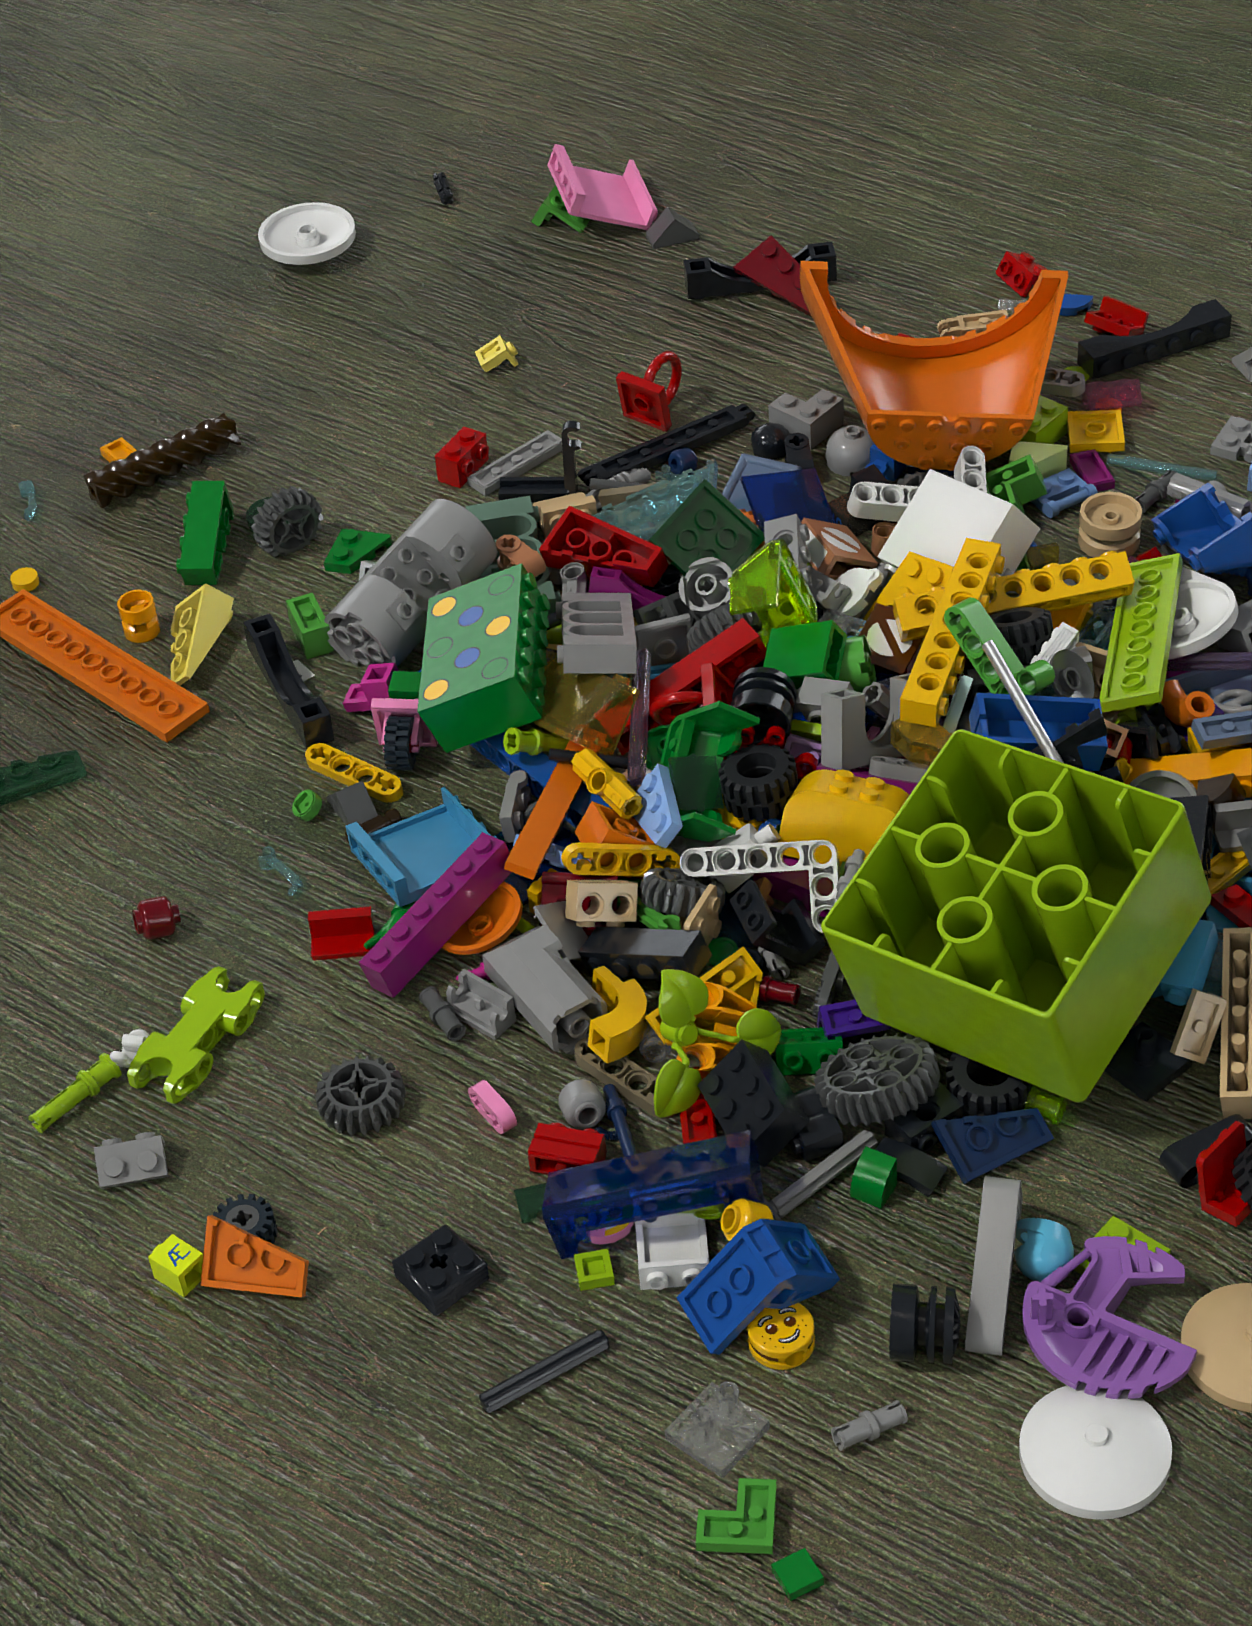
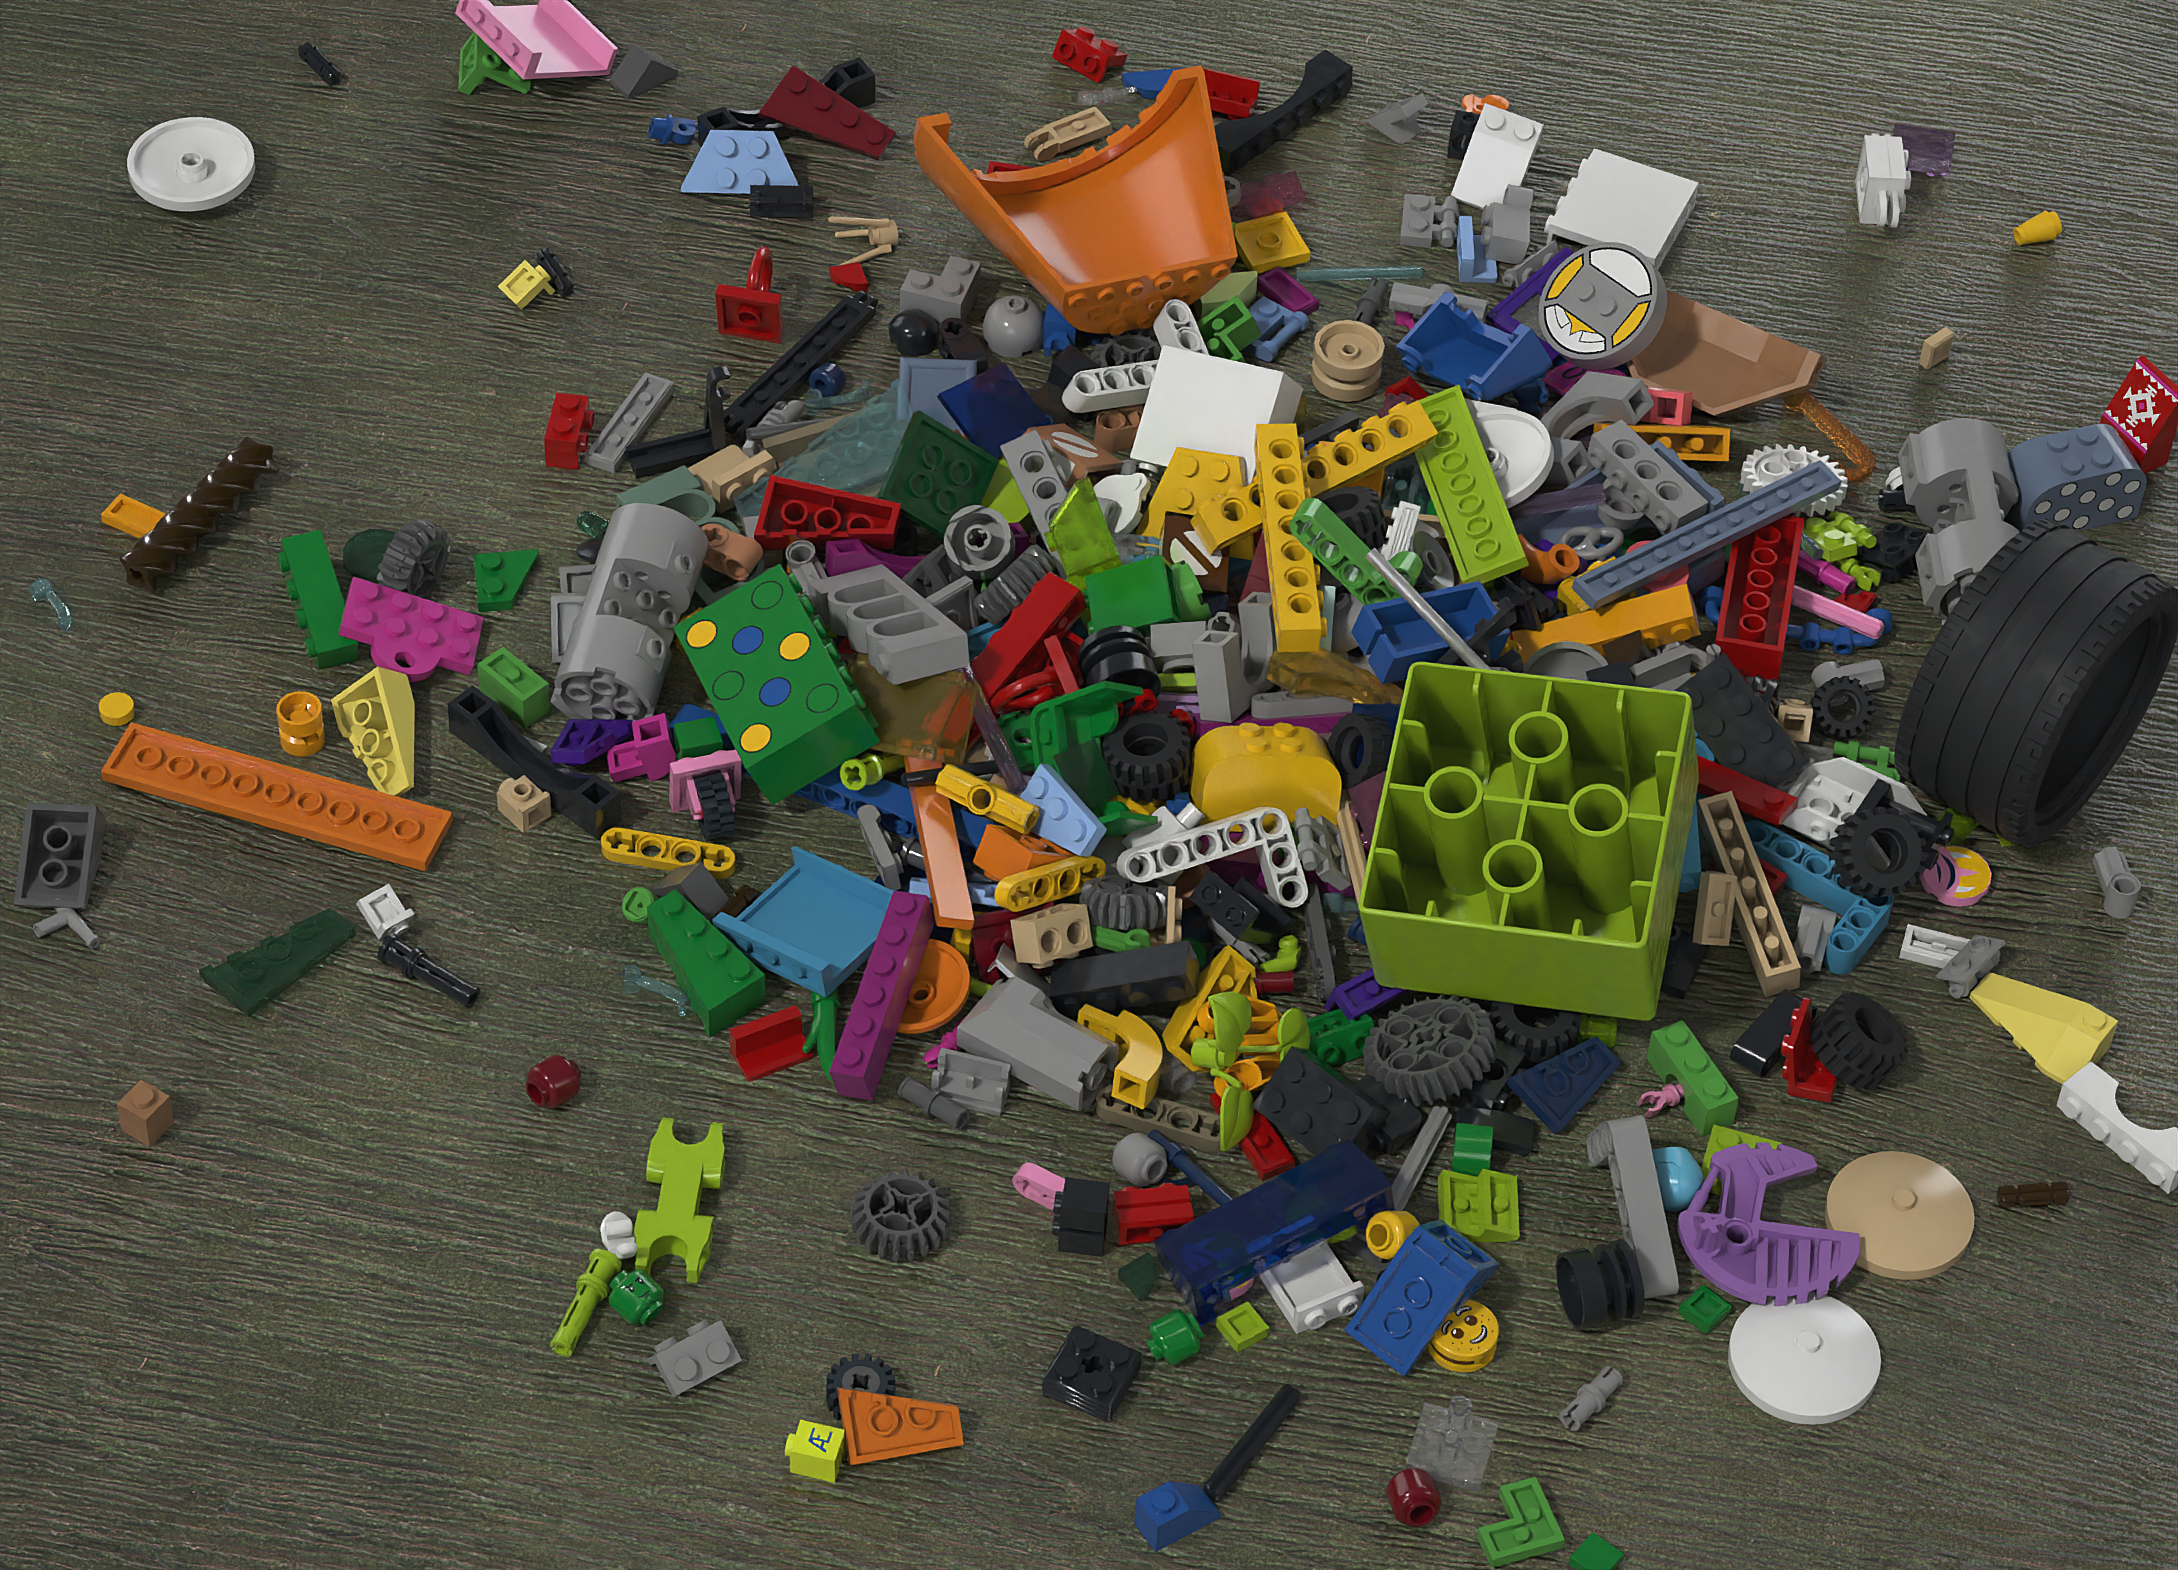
camera: 30 degrees left, 5 degrees up
(114, 763) = (385, 912): none -> white bracket
(114, 1100) = (636, 1297): none -> green head
(135, 835) = (413, 961): none -> black pin
(256, 568) = (410, 630): none -> dark pink plate
(264, 703) = (521, 797): none -> tan brick
(324, 862) = (705, 963): none -> green wedge
(334, 675) = (588, 738): none -> dark purple wing
(441, 1409) = (1173, 1513): none -> blue slope
(500, 1135) = (1081, 1216): none -> black piece
(524, 351) = (560, 280): none -> black axle
(526, 1260) = (1174, 1337): none -> green head
(656, 1463) = (1413, 1497): none -> dark red head
(668, 270) = (673, 129): none -> blue piece
(702, 301) = (736, 160): none -> light blue wing
(721, 333) = (781, 201): none -> black hinge
(744, 393) = (850, 276): none -> red tile
(785, 368) = (881, 233): none -> tan plant
(805, 976) = (1287, 956): none -> lime arm
(859, 1227) = (1480, 1206): none -> lime slope
(1022, 1378) = (1704, 1309): none -> green tile
(1109, 1177) = (1669, 1096): none -> bright pink piece
(1112, 1161) = (1679, 1056): none -> bright green arch

